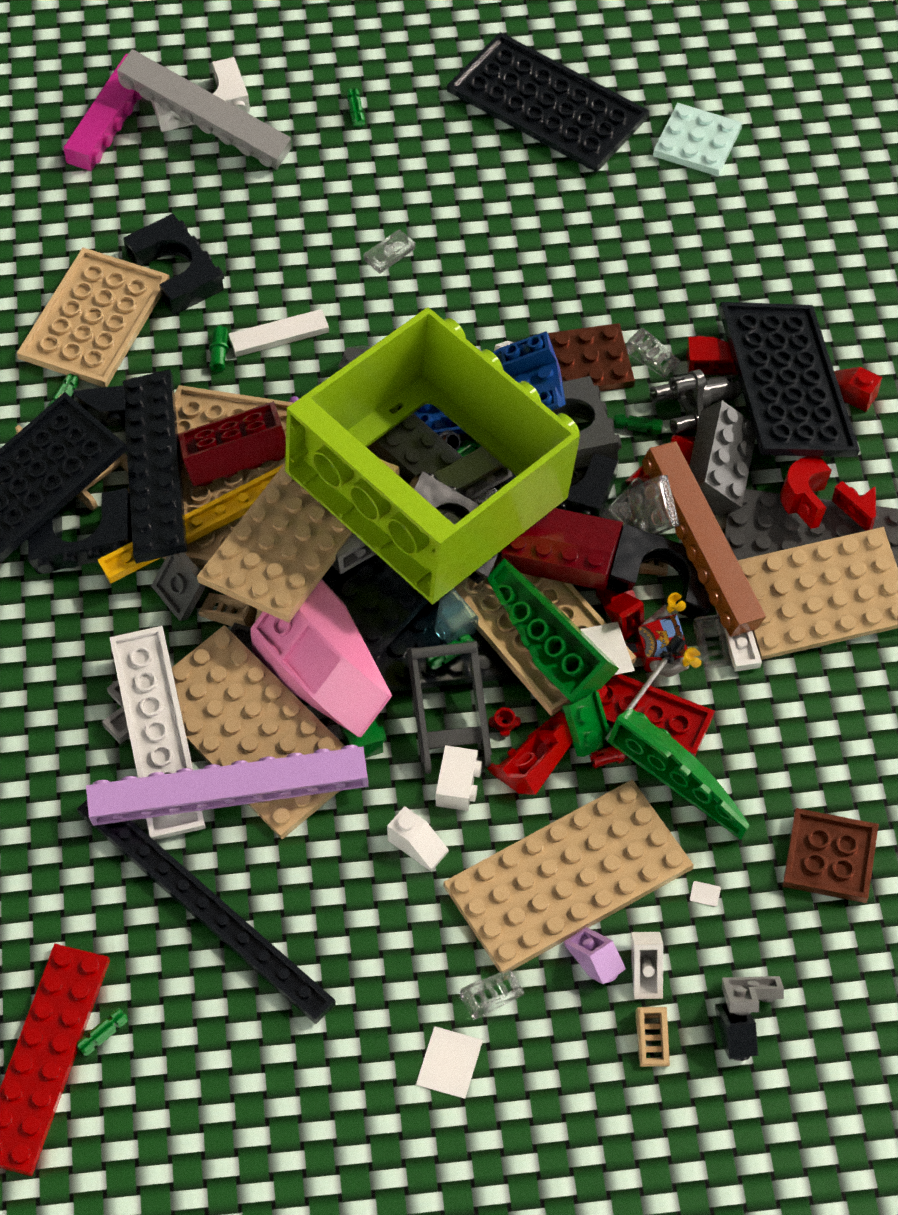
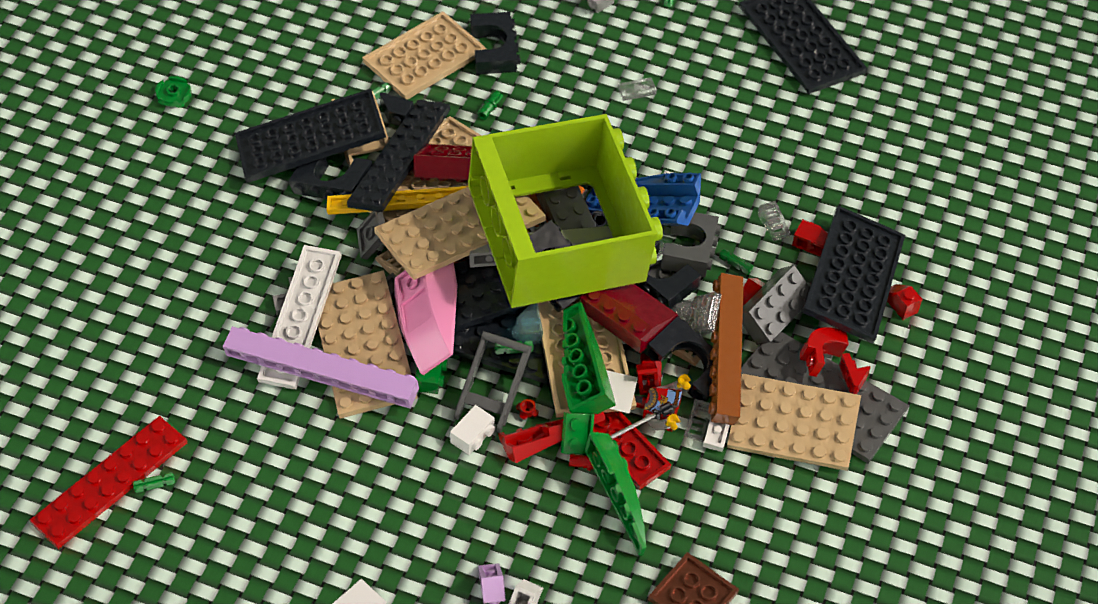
camera: 25 degrees right, 5 degrees down
(217, 917) = (268, 449): black plate -> none
(278, 332) = (534, 110): white tile -> none
(416, 839) = (422, 455): white slope -> none
(477, 1010) = (401, 581): clear slope -> none
(567, 876) = (507, 525): tan plate -> none
(594, 353) = (734, 207): copper plate -> none
(695, 395) = (784, 256): dark grey wheel -> none
(697, 139) = (892, 99): light aqua plate -> none
(705, 893) = (593, 580): white sticker -> none

